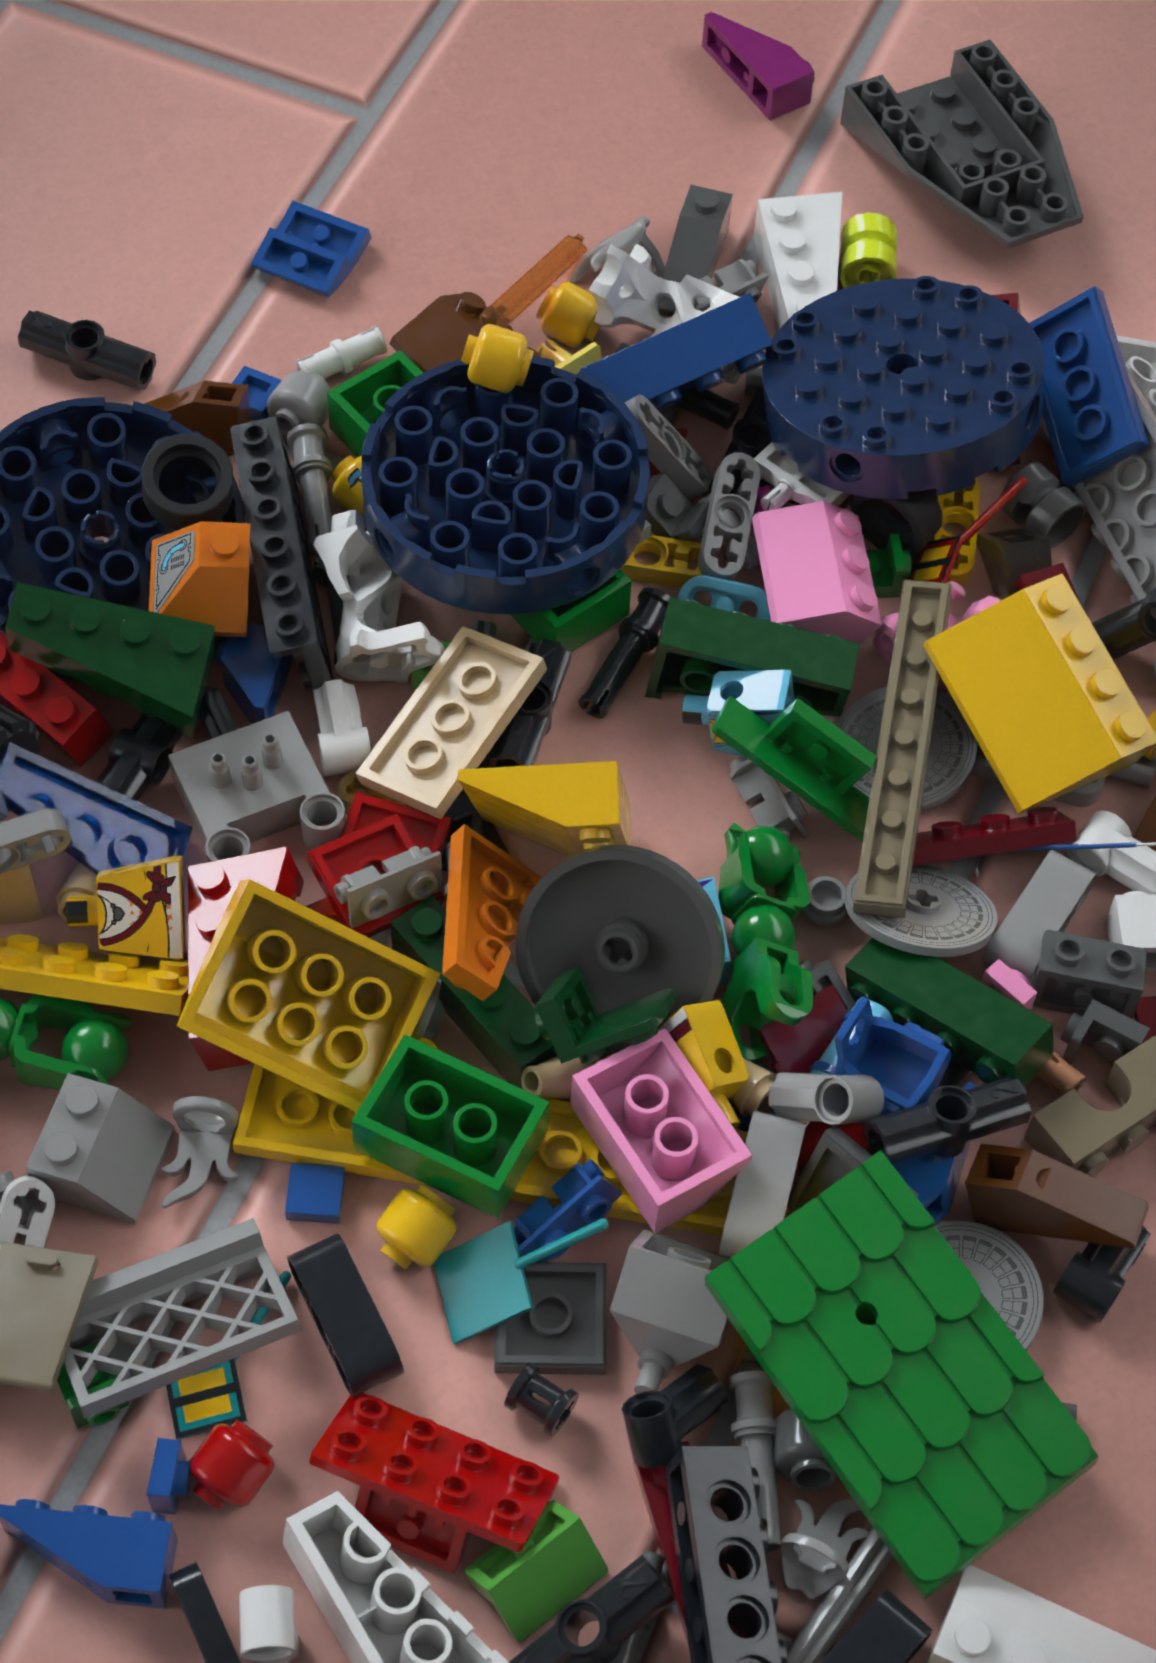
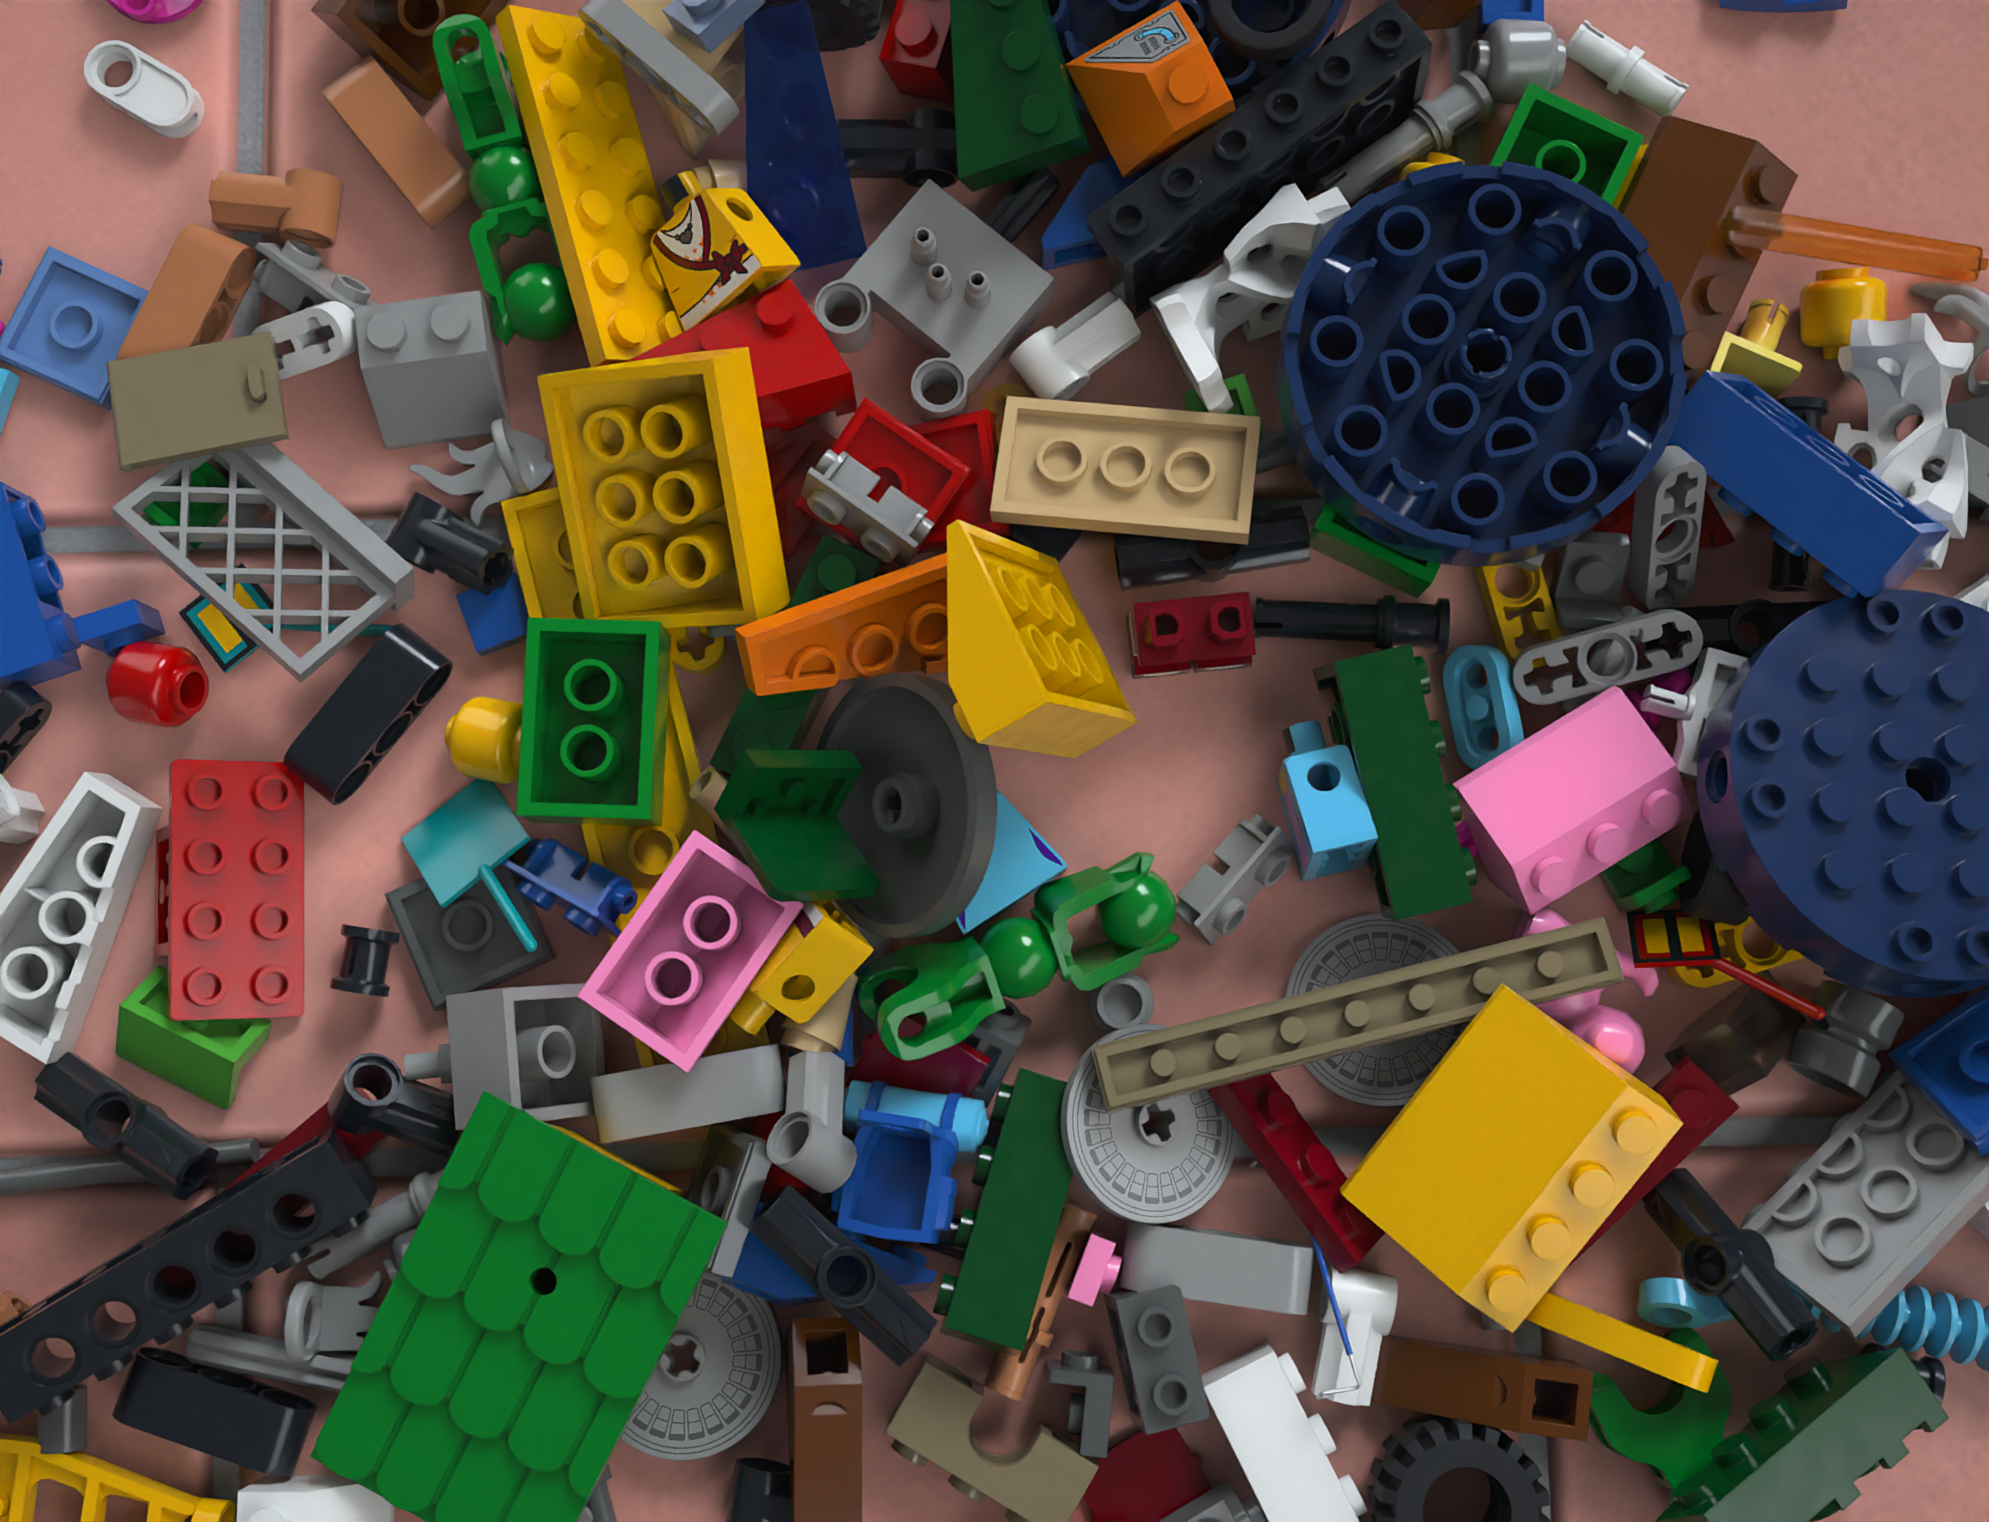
camera: 70 degrees right, 25 degrees up
(245, 1192) = (441, 541): none -> black piece
(497, 358) = (1632, 263): yellow head -> none
(590, 727) = (1200, 629): none -> dark red hips
(805, 756) = (1271, 898): green bracket -> none

